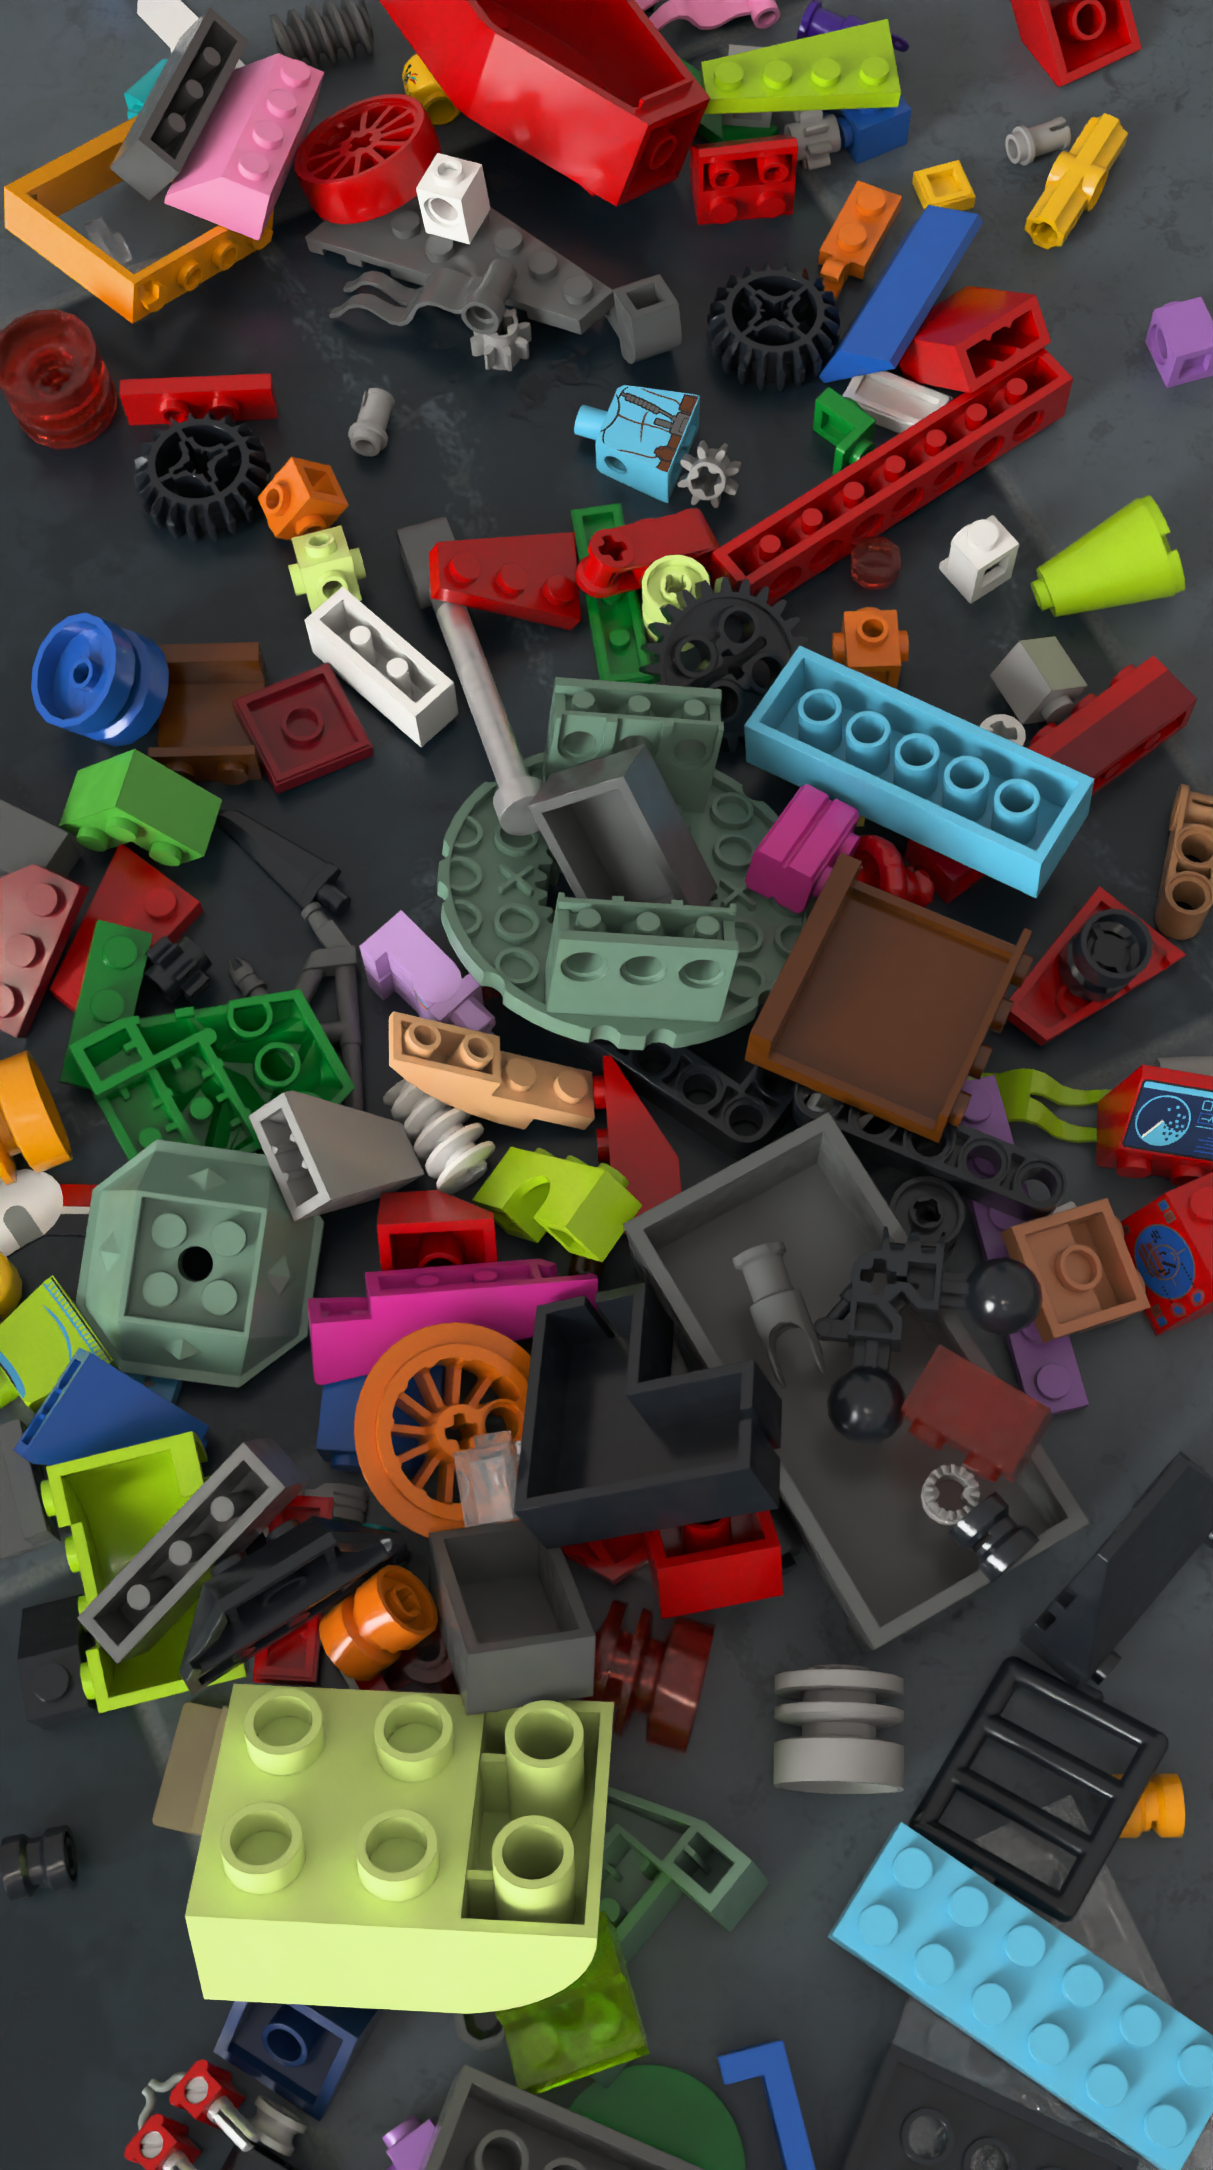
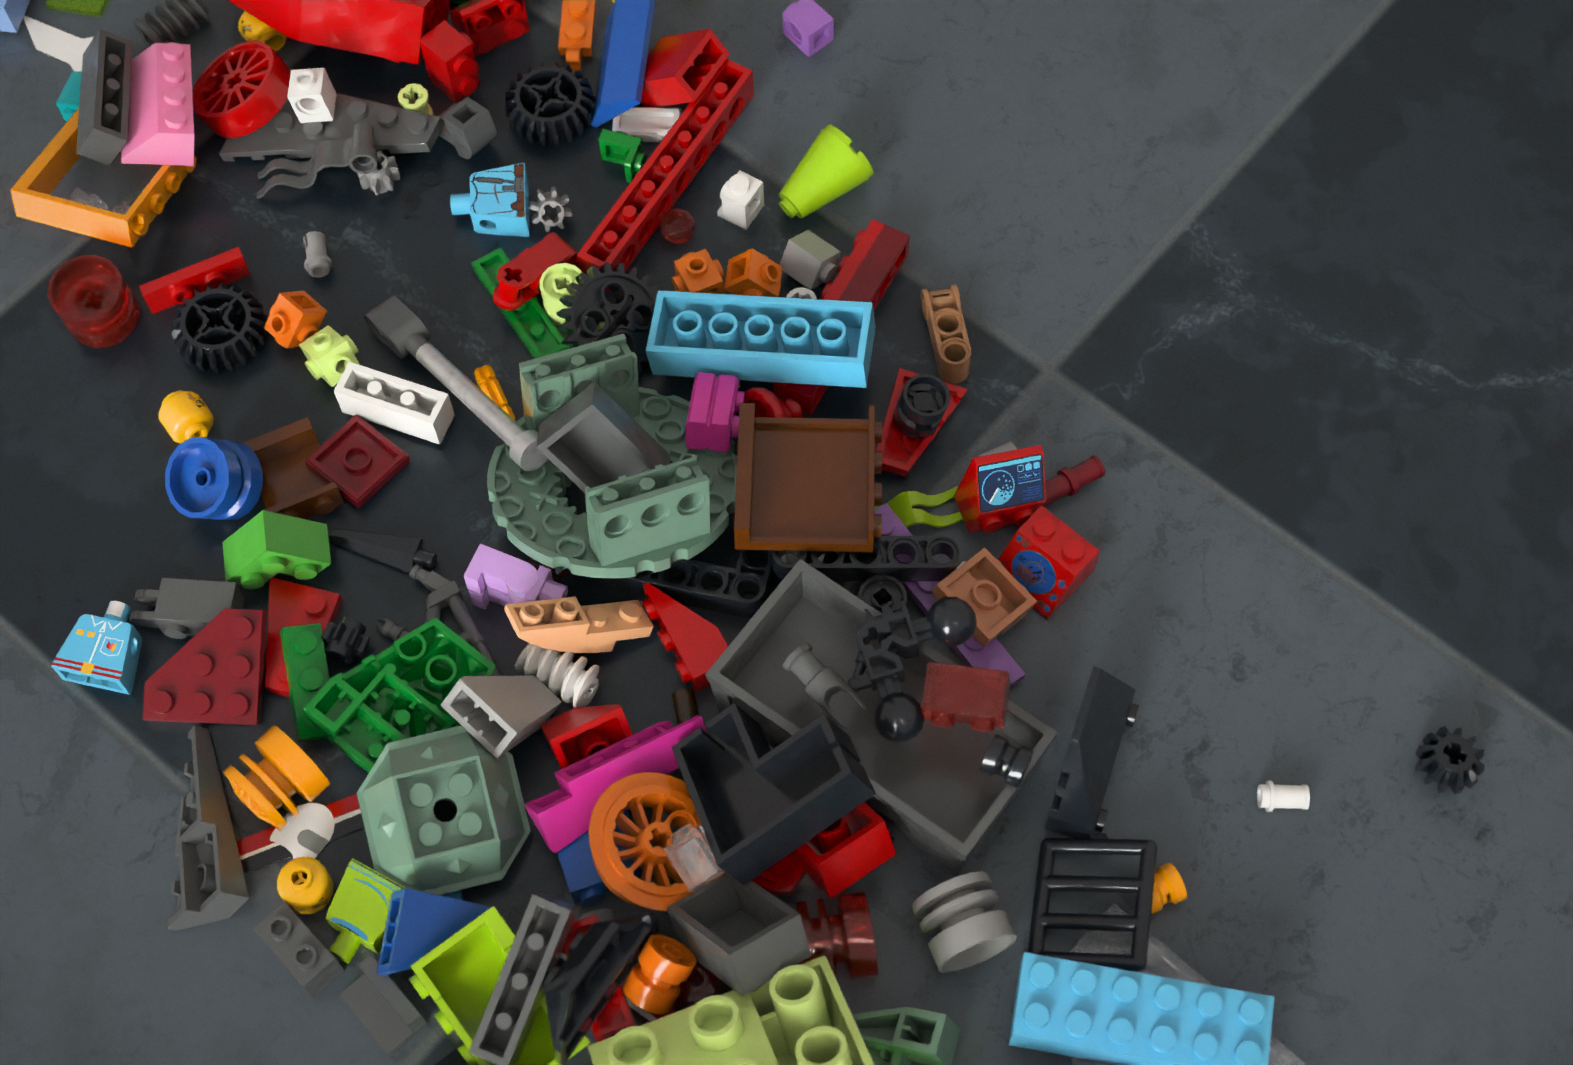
camera: 25 degrees left, 5 degrees down
(106, 581) = (185, 416): none -> yellow head
(510, 576) = (453, 317): red wing -> none
(522, 705) = (491, 387): none -> light orange axle
(565, 1197) = (668, 674): lime arch -> none
(583, 254) = (407, 99): none -> yellowish green bush
(662, 217) = (450, 61): none -> red brick
(930, 1493) = (958, 754): light grey bush -> none
(948, 675) = (753, 275): none -> orange brick

